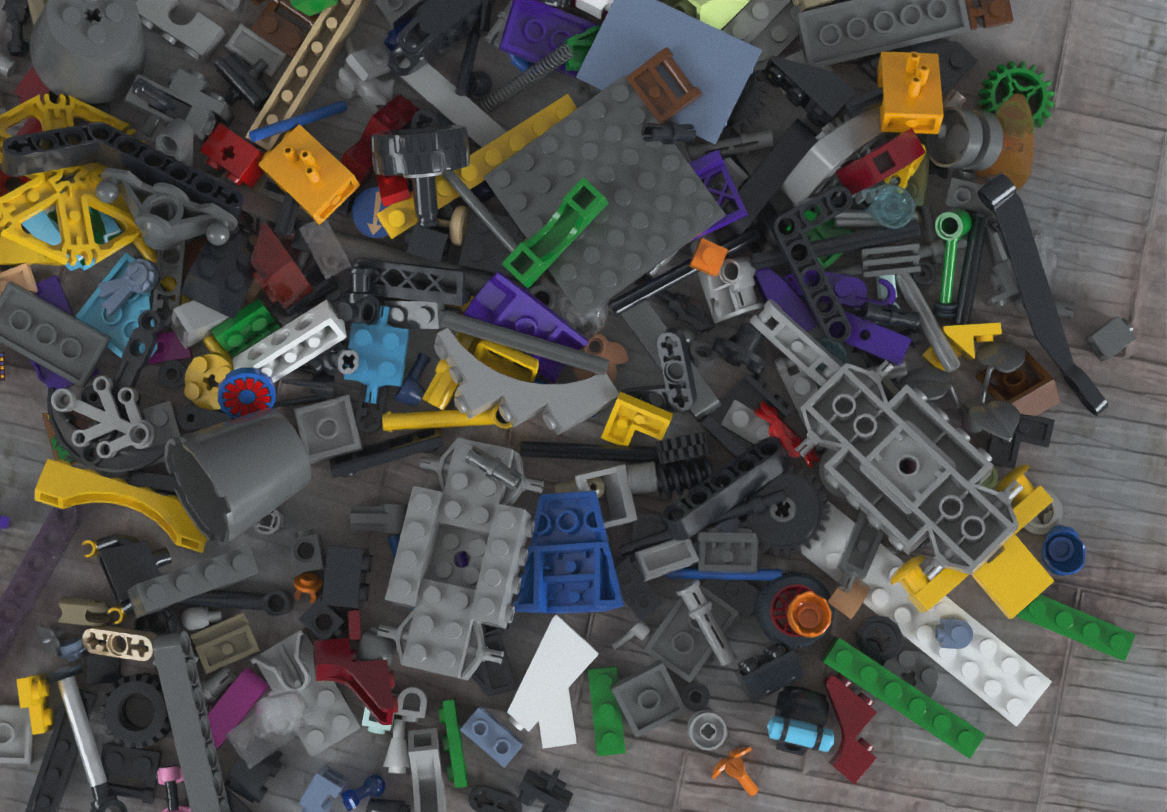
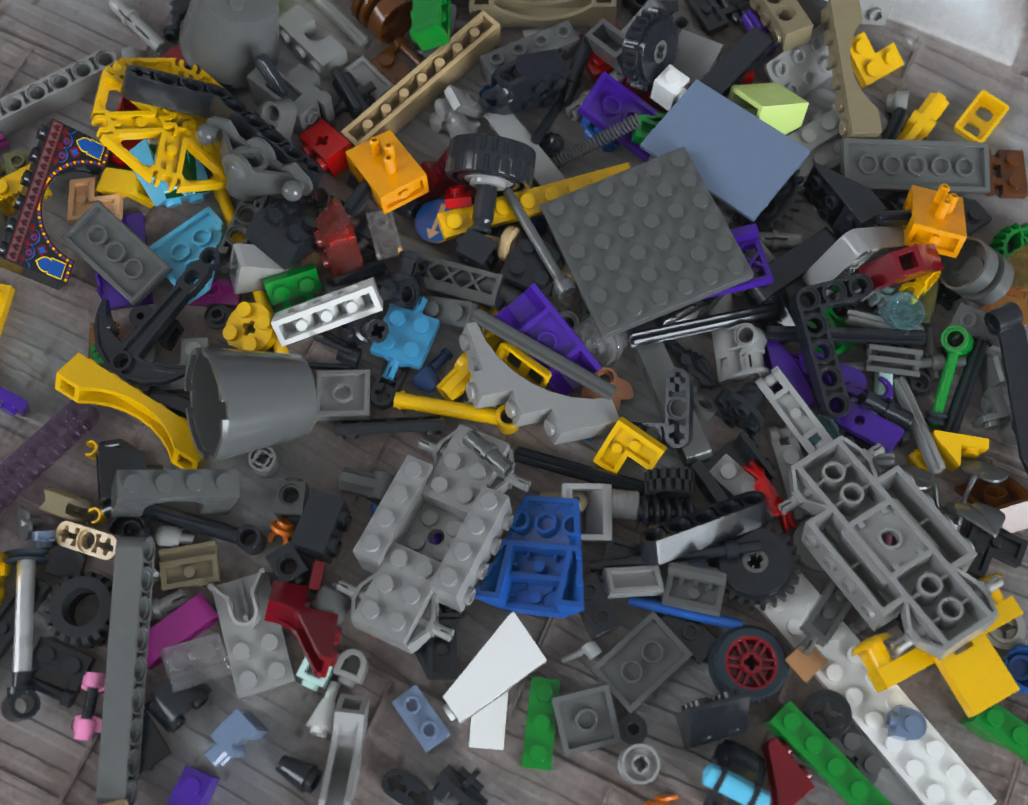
camera: 15 degrees right, 15 degrees down
(109, 419) = (145, 332): light grey plant -> none
(139, 277) = (212, 225): sand blue piece -> none
(246, 392) = (277, 334): tile -> none
(281, 713) = (221, 642): clear cone -> none
(293, 122) = (378, 128): blue bar -> none
(373, 787) = (290, 744): clear blue arm -> none
(453, 742) = (381, 717): green plate -> none
(543, 248) = (620, 239): green arch -> none
(656, 92) = (710, 165): reddish brown plate -> none
(668, 132) = (715, 195): black pin -> none
(700, 610) = (656, 641): light grey pin -> none
(708, 257) = (728, 316): orange plate -> none
(809, 614) = (765, 666): orange hair -> none

